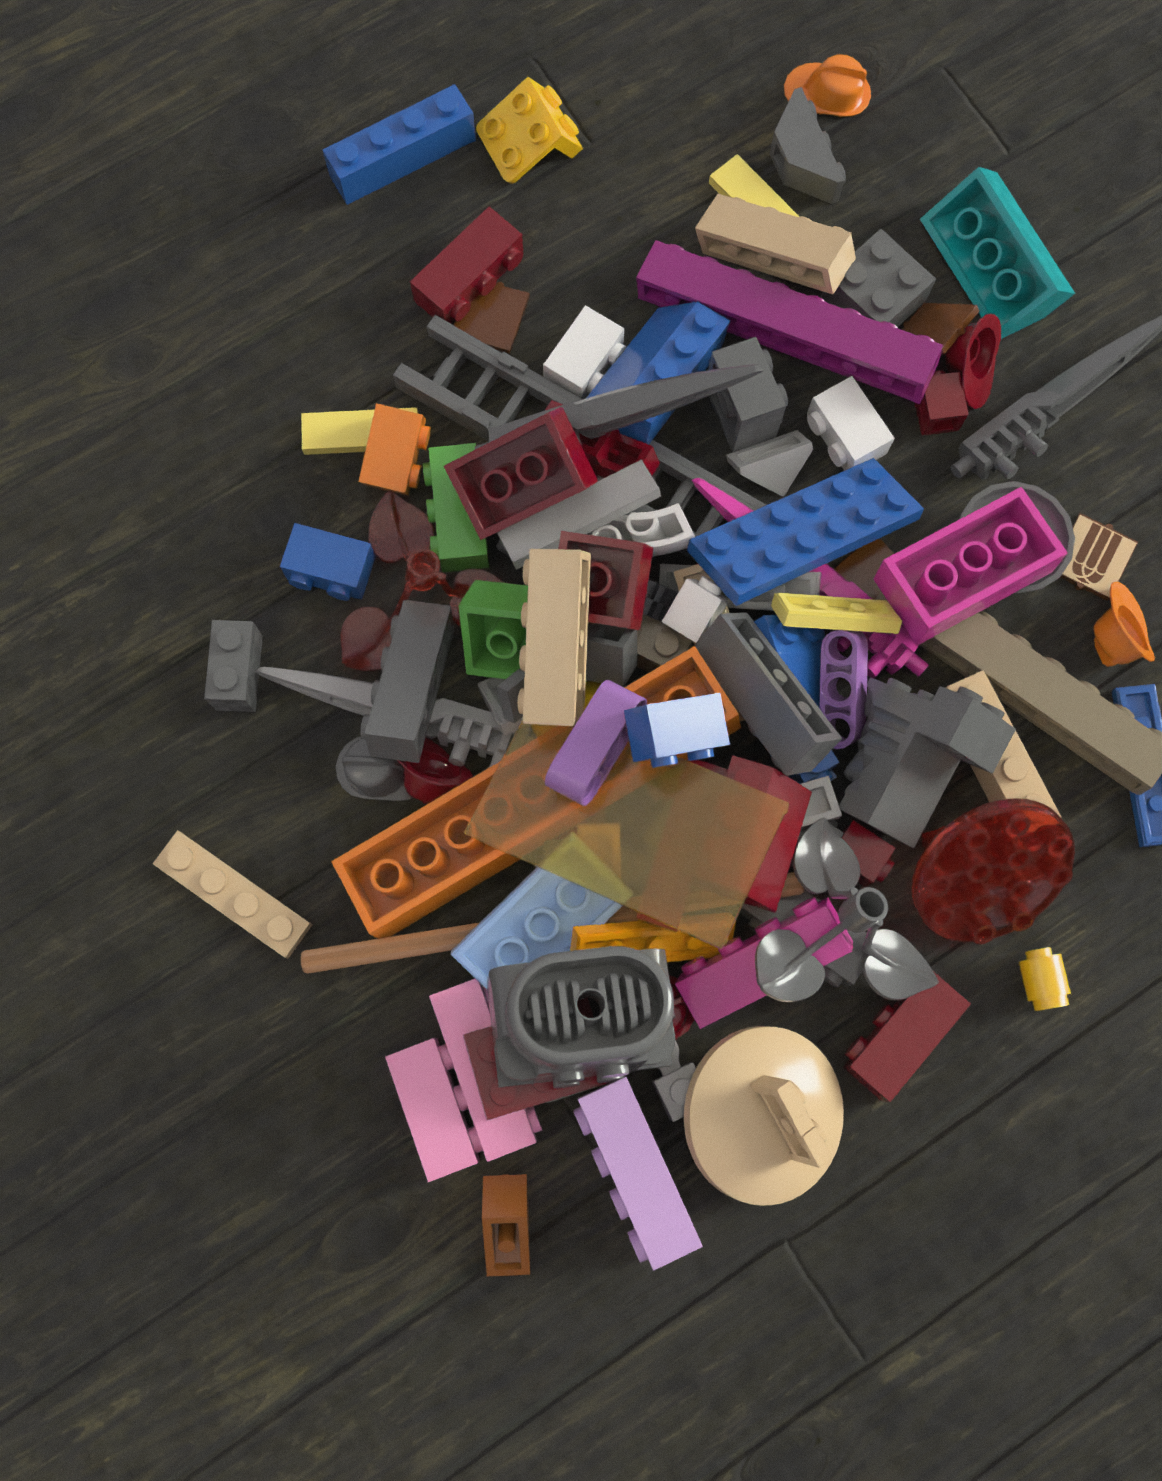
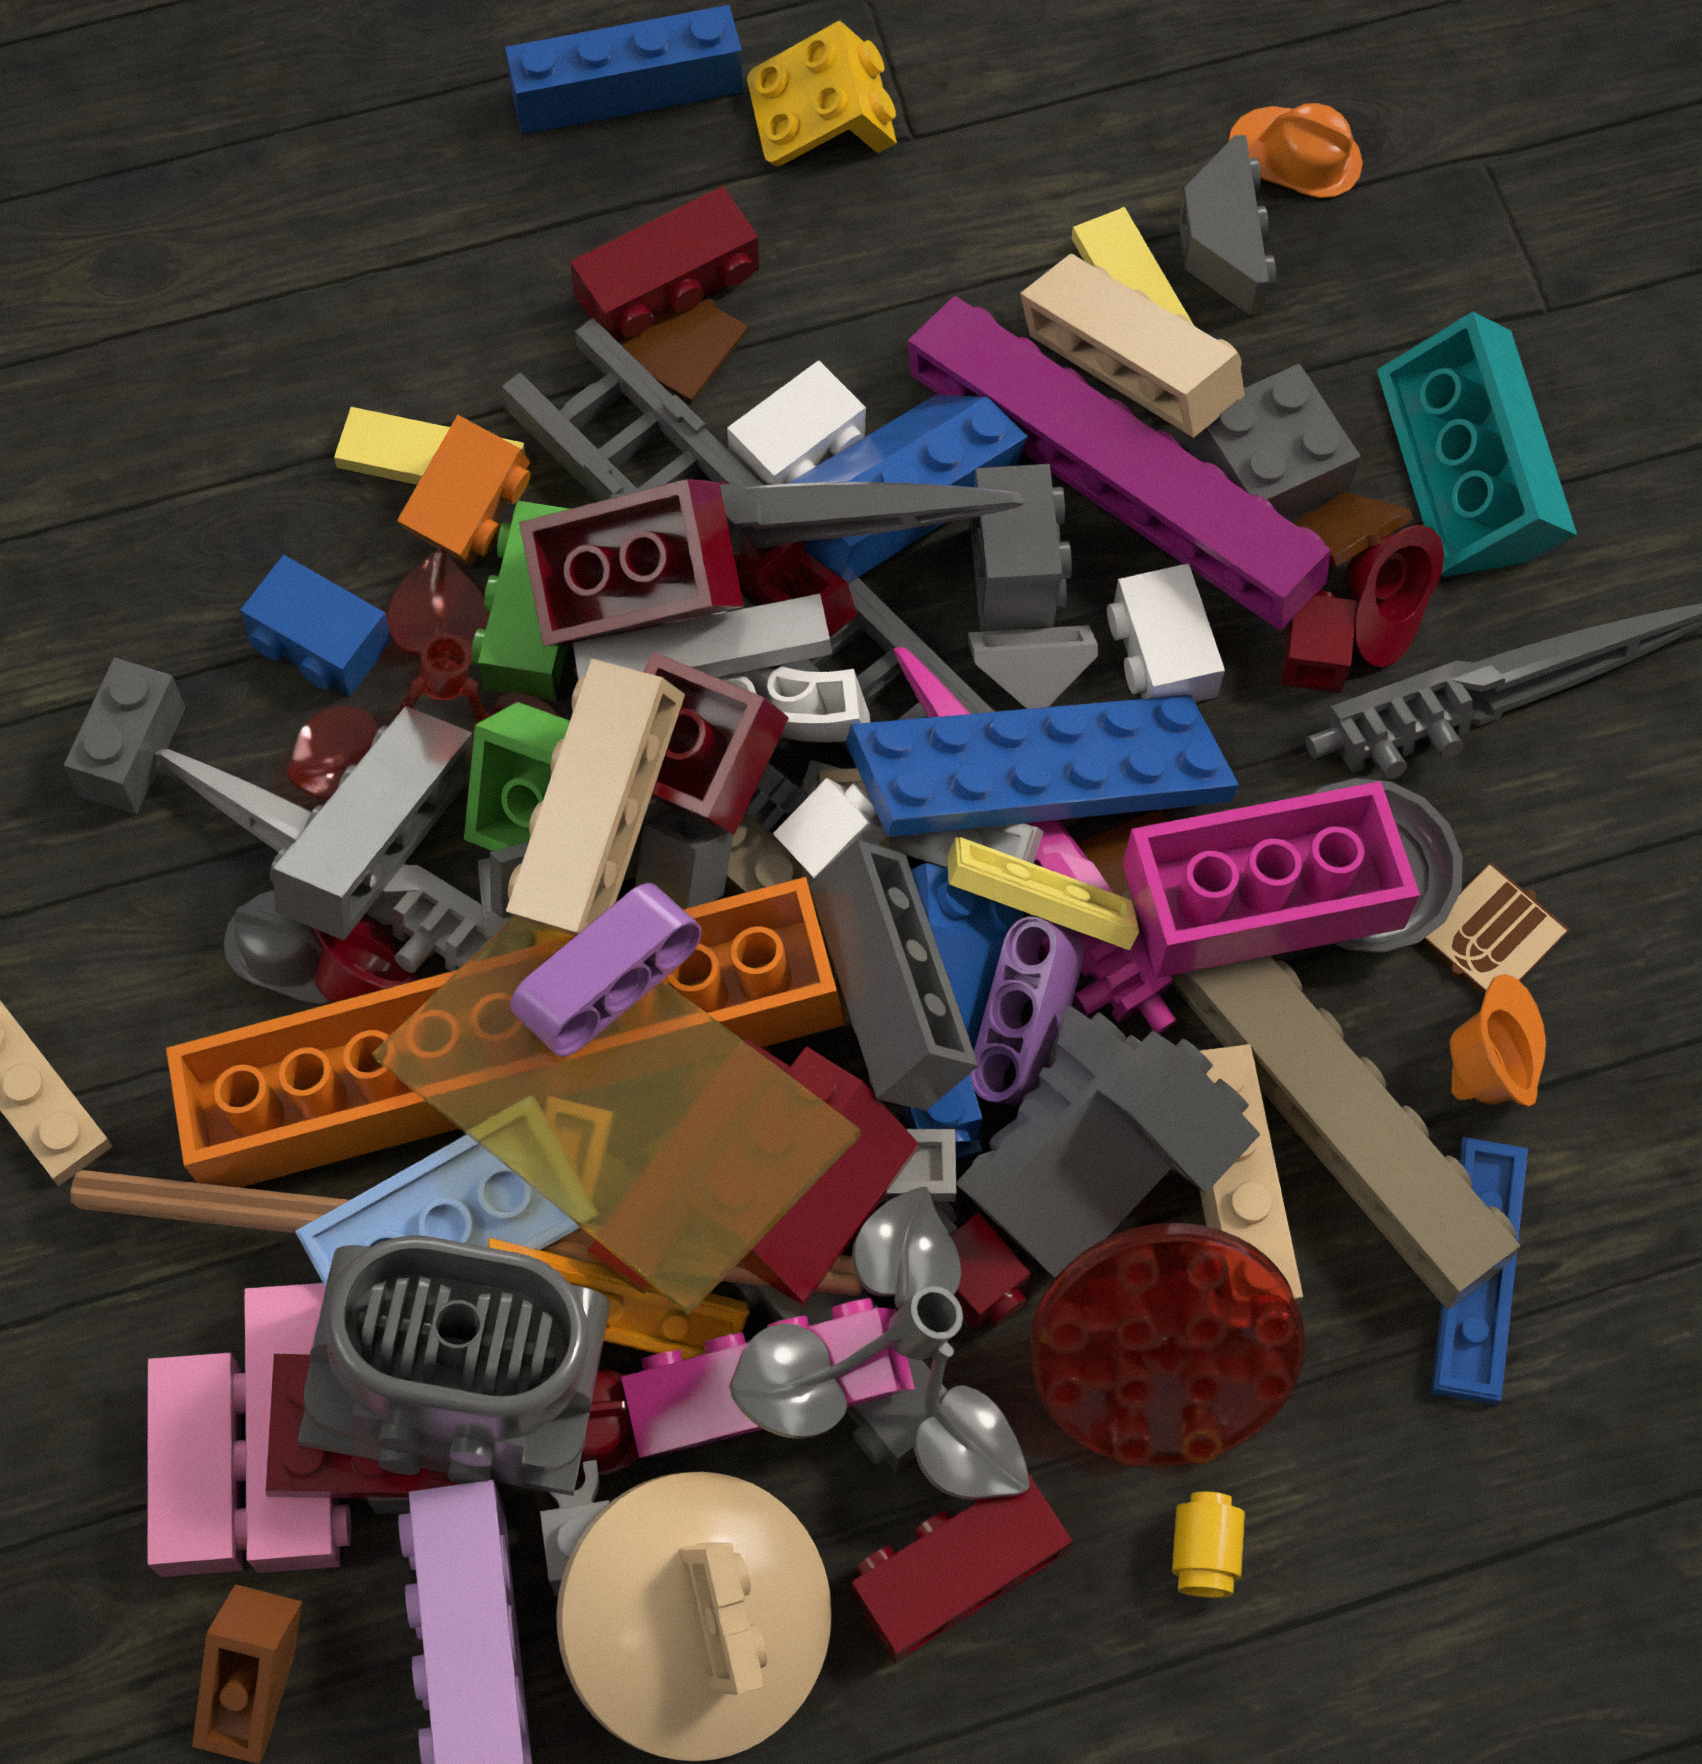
camera: 15 degrees right, 10 degrees down
(675, 728) = (727, 976): brick -> none

